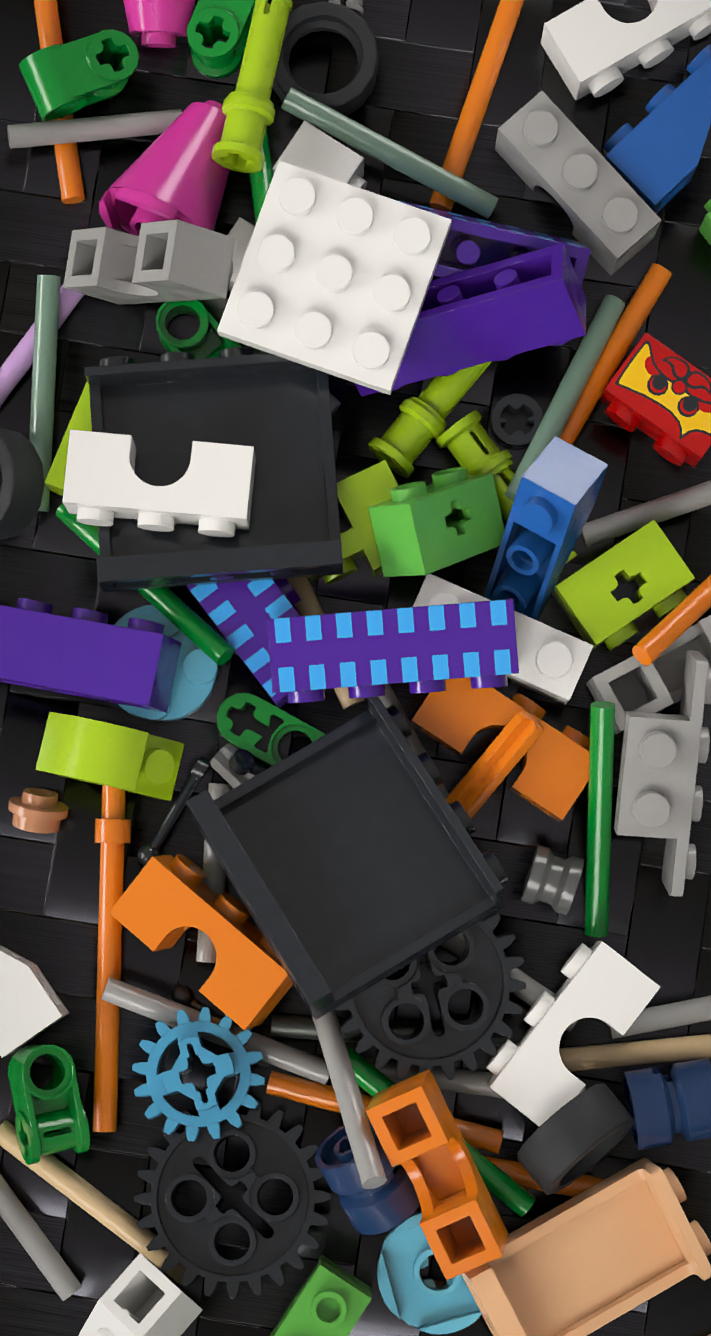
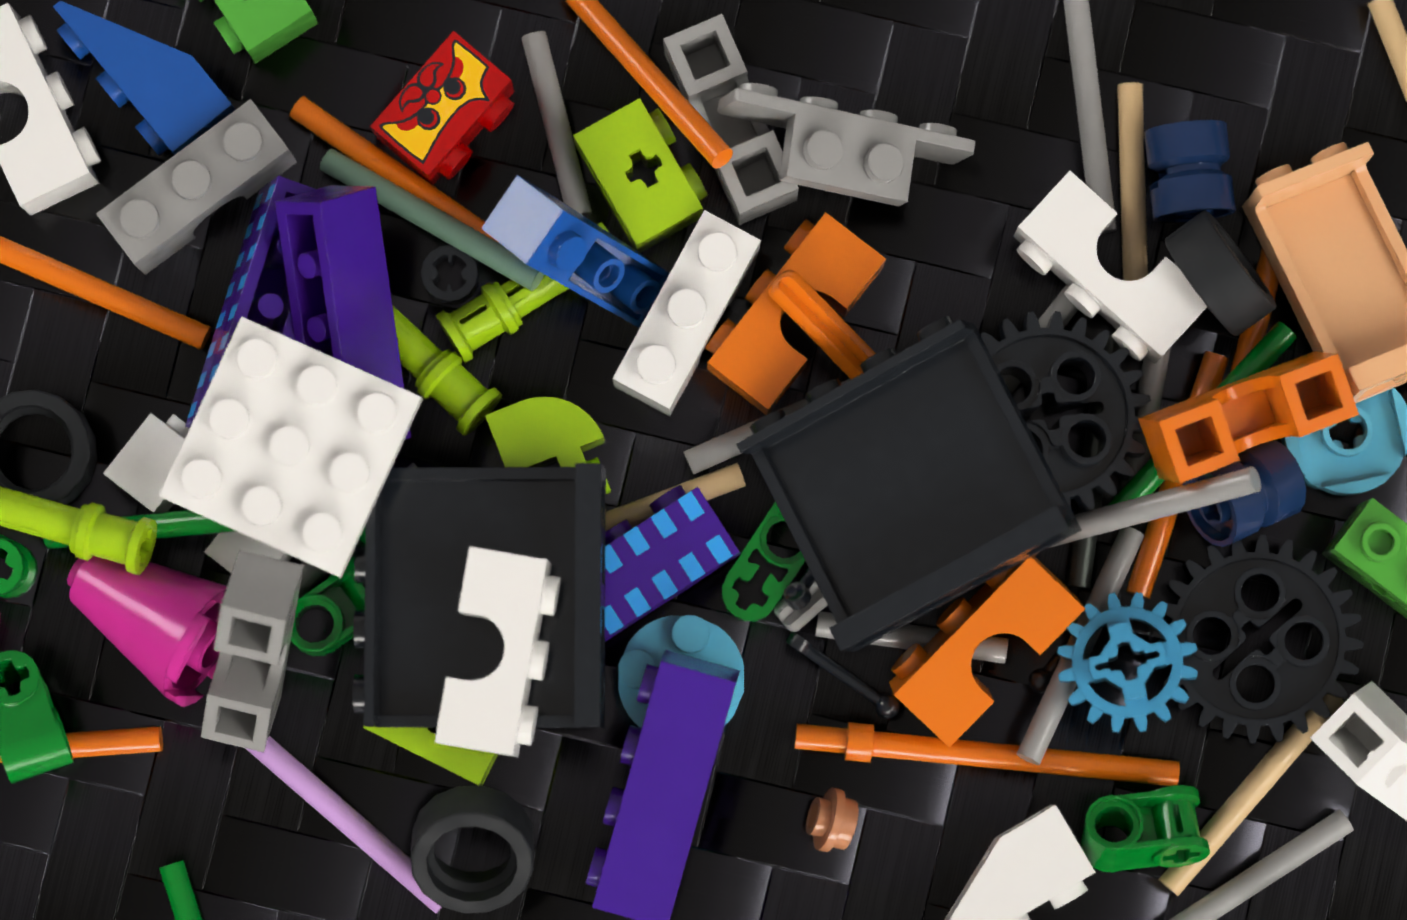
camera: 90 degrees left, 0 degrees up
(44, 373) = (347, 780): sand green bar -> none
(90, 128) = (85, 709): light grey bar -> none
(110, 755) = (779, 738): lime brick -> none
(163, 600) = (617, 665): green bar -> none
(389, 153) = (145, 385): sand green bar -> none
(393, 647) = (694, 416): dark purple brick -> none
(436, 523) = (560, 364): bright green brick -> none
(552, 879) = (946, 277): dark grey wheel -> none
(599, 818) = (887, 220): green bar -> none

